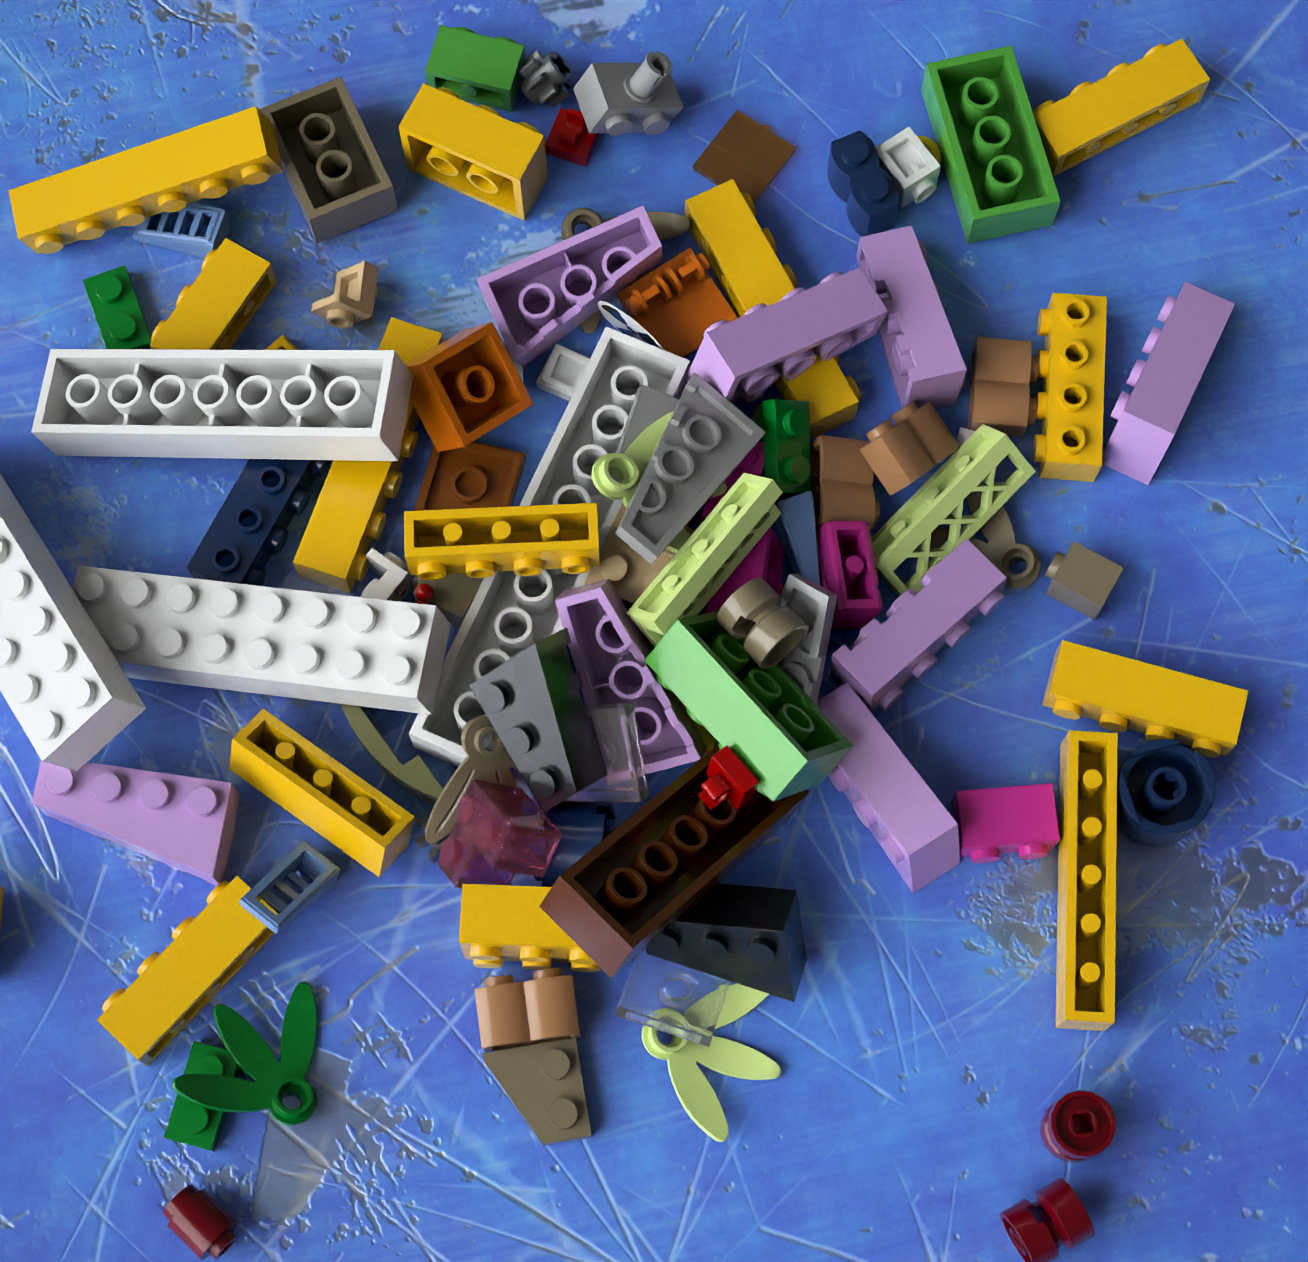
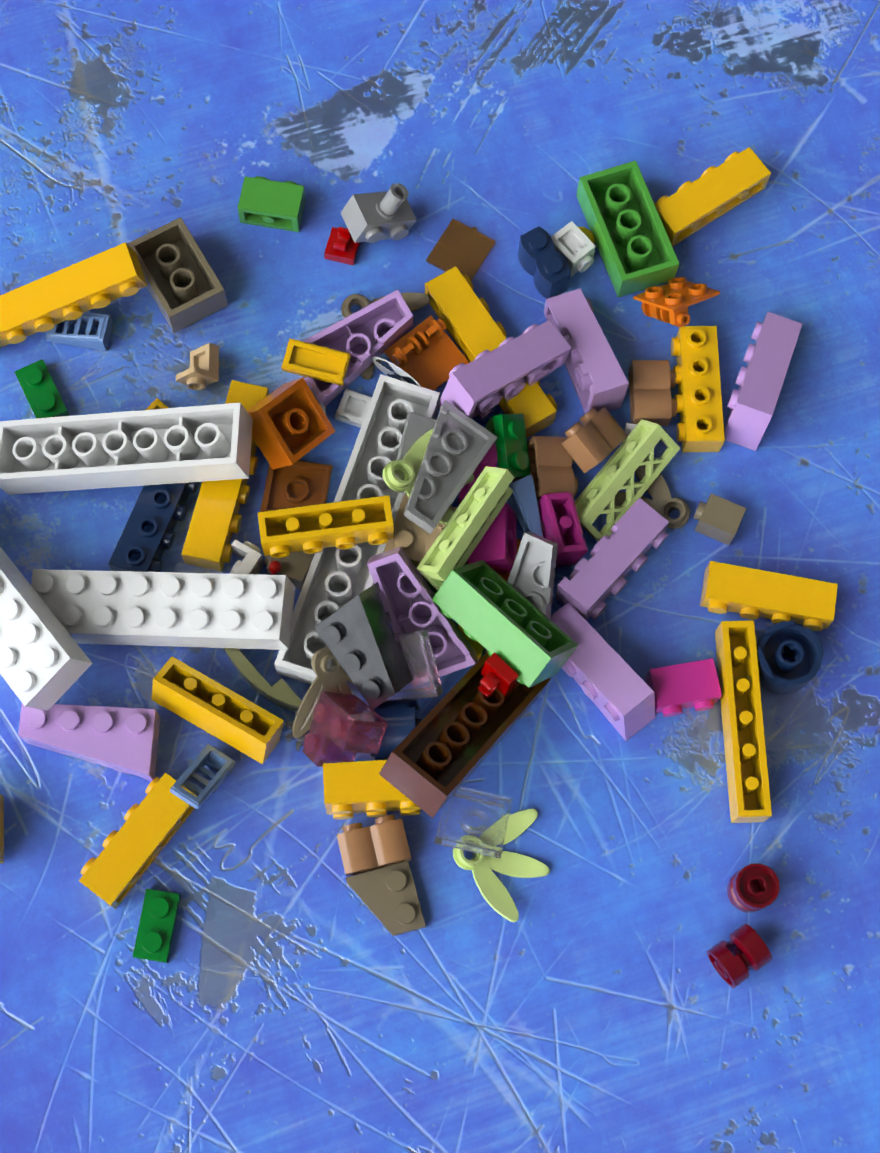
camera: 10 degrees left, 0 degrees up
(201, 1222) = (164, 1012): dark red brick -> none
(218, 302) = (110, 380): yellow brick -> none
(272, 1078) = (188, 894): green plant -> none
(474, 150) = (277, 260): yellow brick -> none
(514, 301) = (316, 362): none -> yellow tile
(545, 78) = (320, 207): dark grey gear -> none
(741, 937) = (514, 782): black wedge -> none
(767, 628) = (506, 564): dark tan wheel -> none
(1044, 254) = (671, 300): none -> orange hinge

